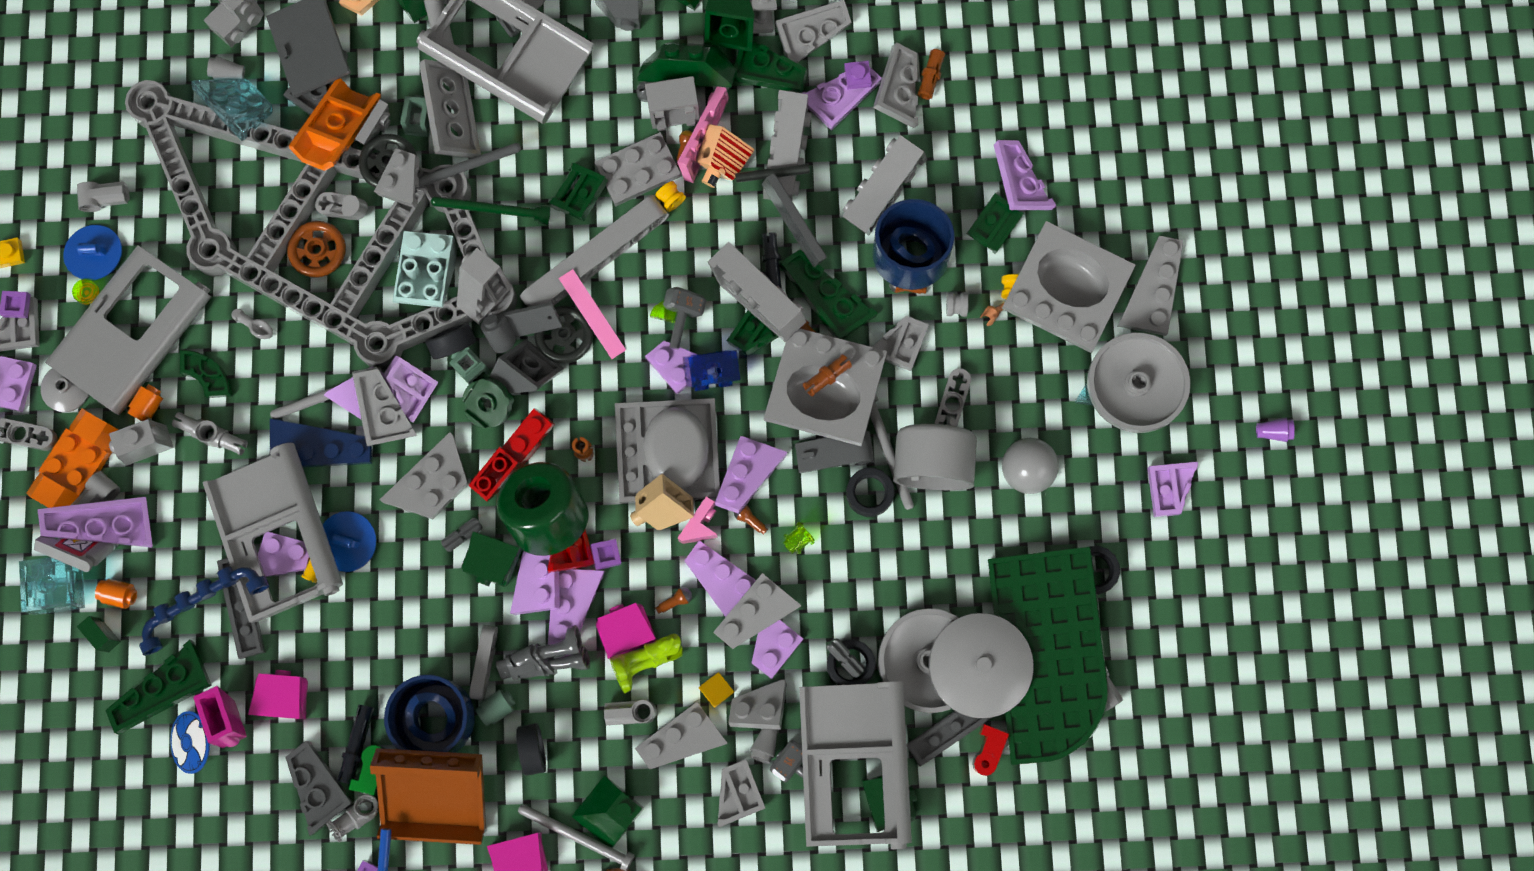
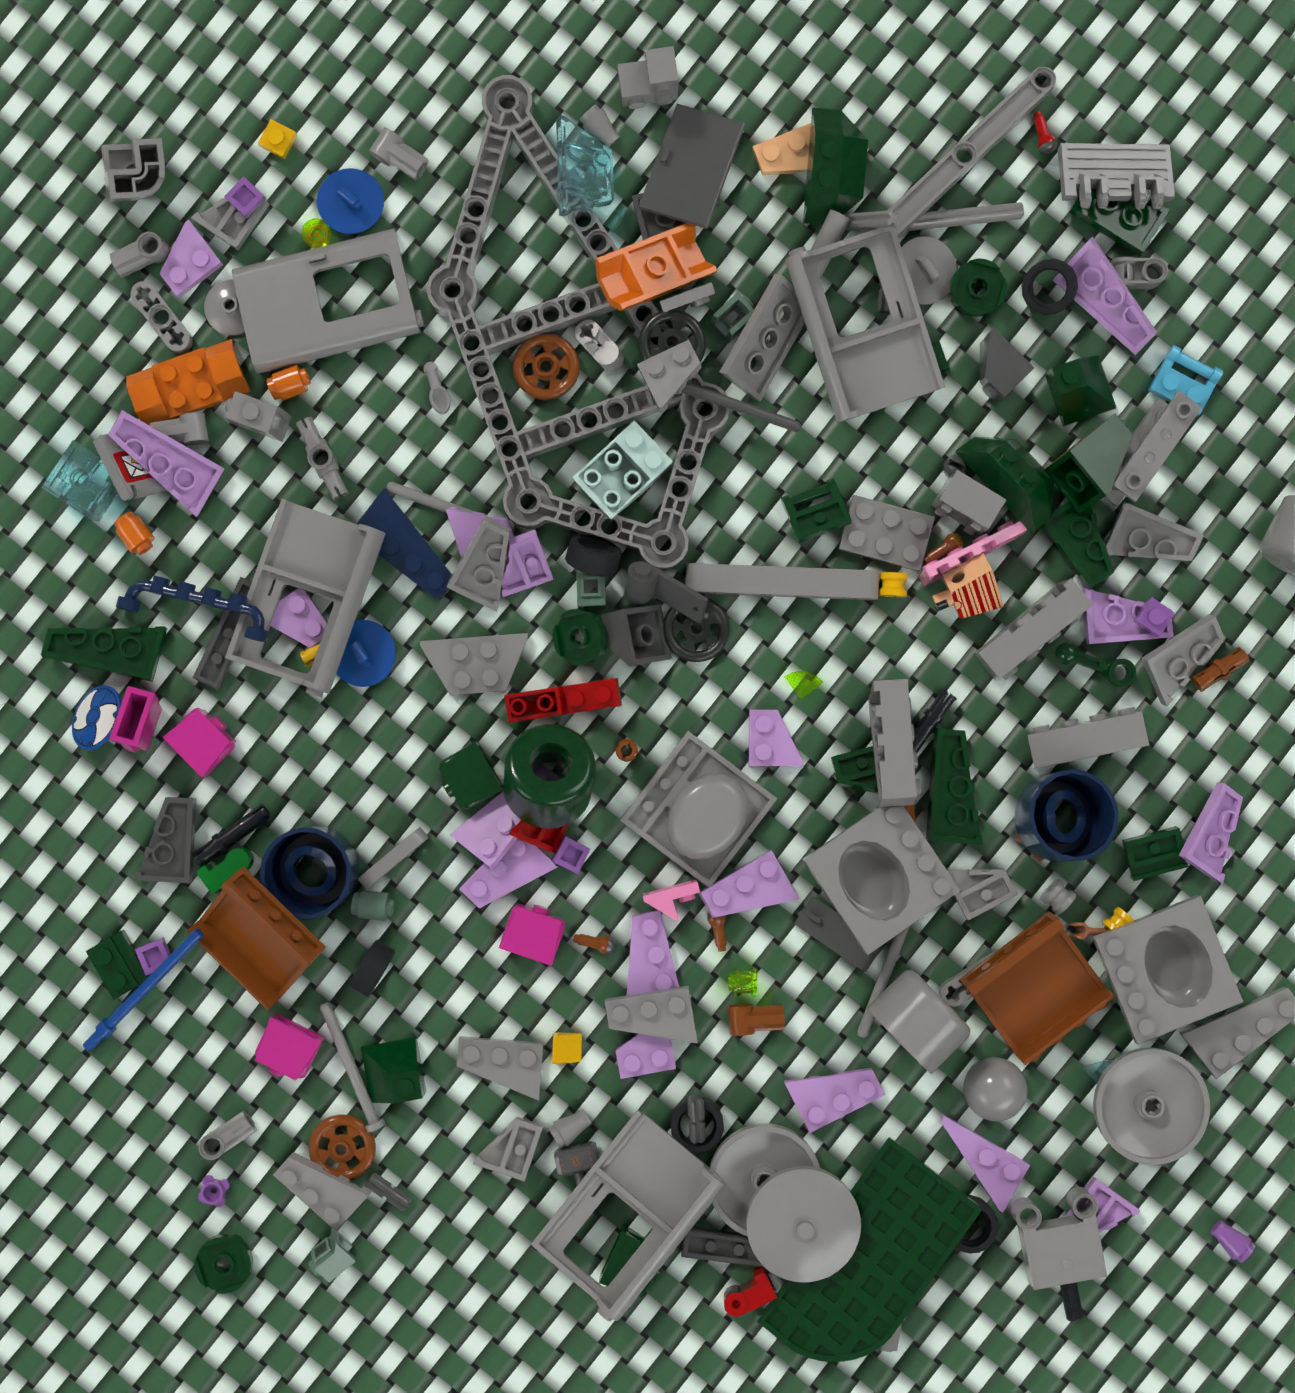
camera: 40 degrees right, 10 degrees up
(98, 634) = (92, 557): dark green piece -> none
(207, 372) = (363, 398): dark green tile -> none
(353, 817) = (179, 896): light grey connector -> none
(457, 537) = (470, 731): dark grey piece -> none
(480, 285) = (656, 535): light grey wedge -> none
(539, 213) = (766, 503): dark green piece -> none
(539, 659) = (446, 902): dark grey piece -> none
(592, 314) = (735, 633): bright pink sticker -> none
(627, 712) = (476, 1002): light grey piece -> none
(652, 655) = (541, 976): lime piece -> none
(662, 504) = (653, 857): tan torso -> none
(685, 304) = (822, 694): dark grey piece -> none
(697, 365) = (787, 761): clear blue brick -> none
(760, 707) = (590, 1094): light grey wing -> none
(780, 172) = (999, 646): pearl dark grey bar -> none
(794, 220) = (981, 705): dark grey tile -> none
(823, 561) = (746, 1018): none -> dark orange piece
(824, 145) = (1068, 653): none -> dark green piece
(827, 375) = (889, 871): dark orange pin -> none
(870, 473) = (848, 1014): black tyre -> none
(926, 566) = (833, 1096): none -> lavender wing
(996, 375) = (1037, 988): none -> dark orange panel
(1076, 518) = (994, 1166): none -> lavender wing
(1168, 529) = (1062, 1248): none -> light grey piece

